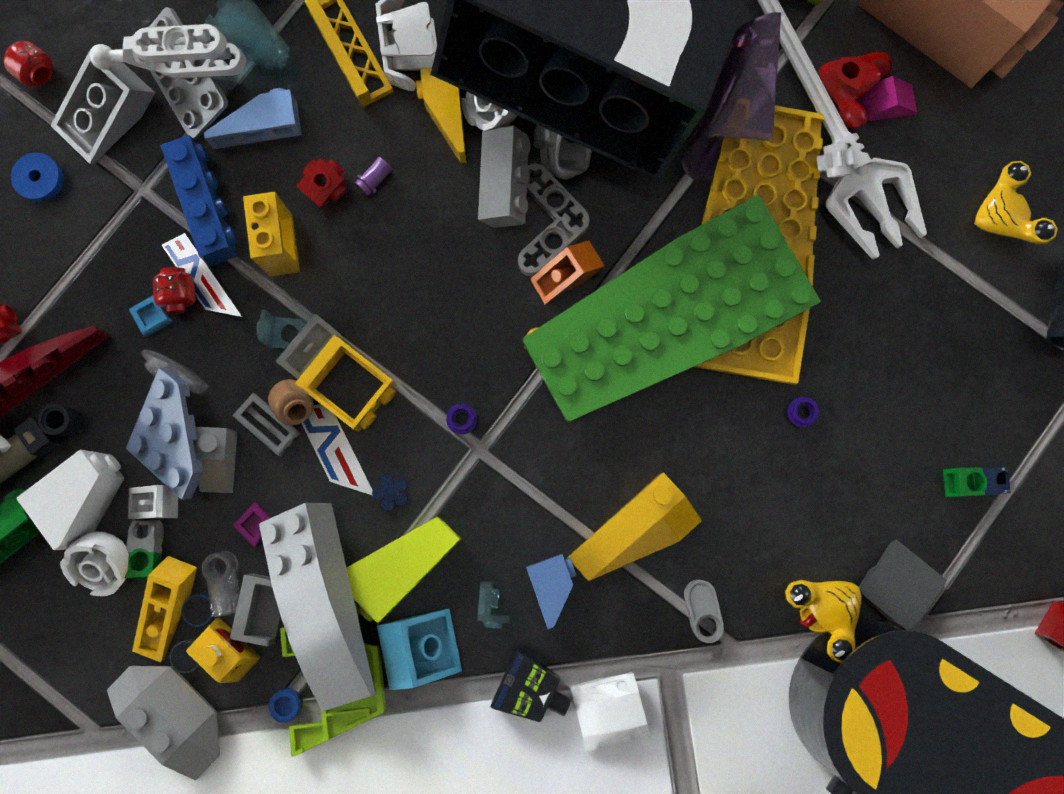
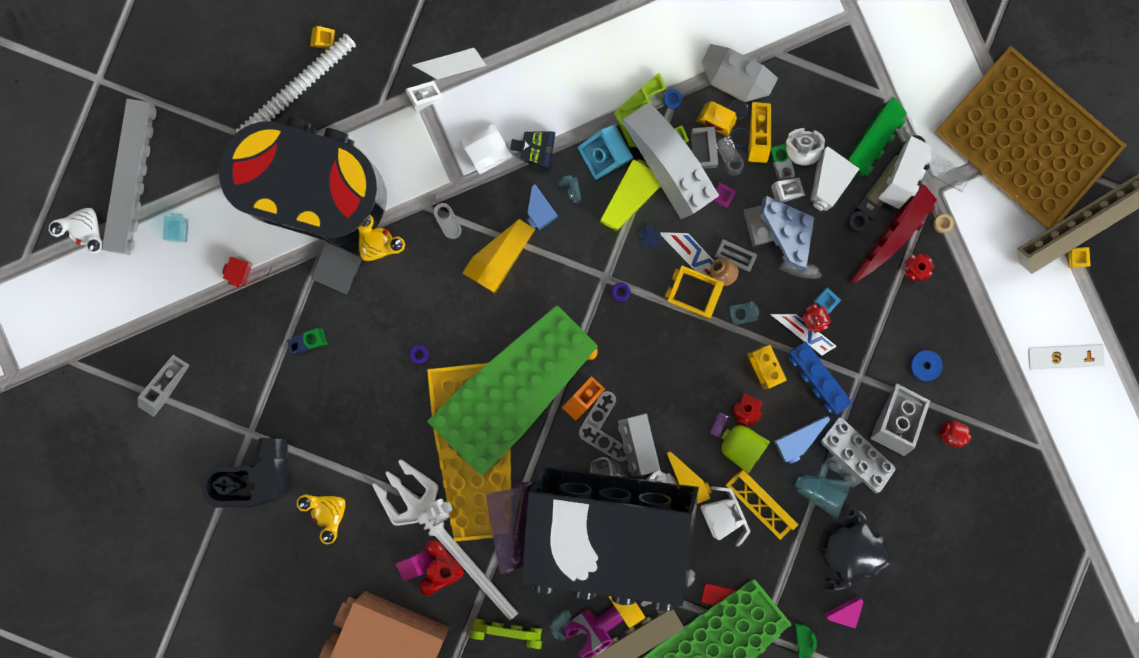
camera: 160 degrees right, 5 degrees up
(156, 57) = (872, 452): white piece -> none
(306, 346) = (725, 307): light grey plate -> none
(345, 128) = (743, 446): none -> lime cylinder

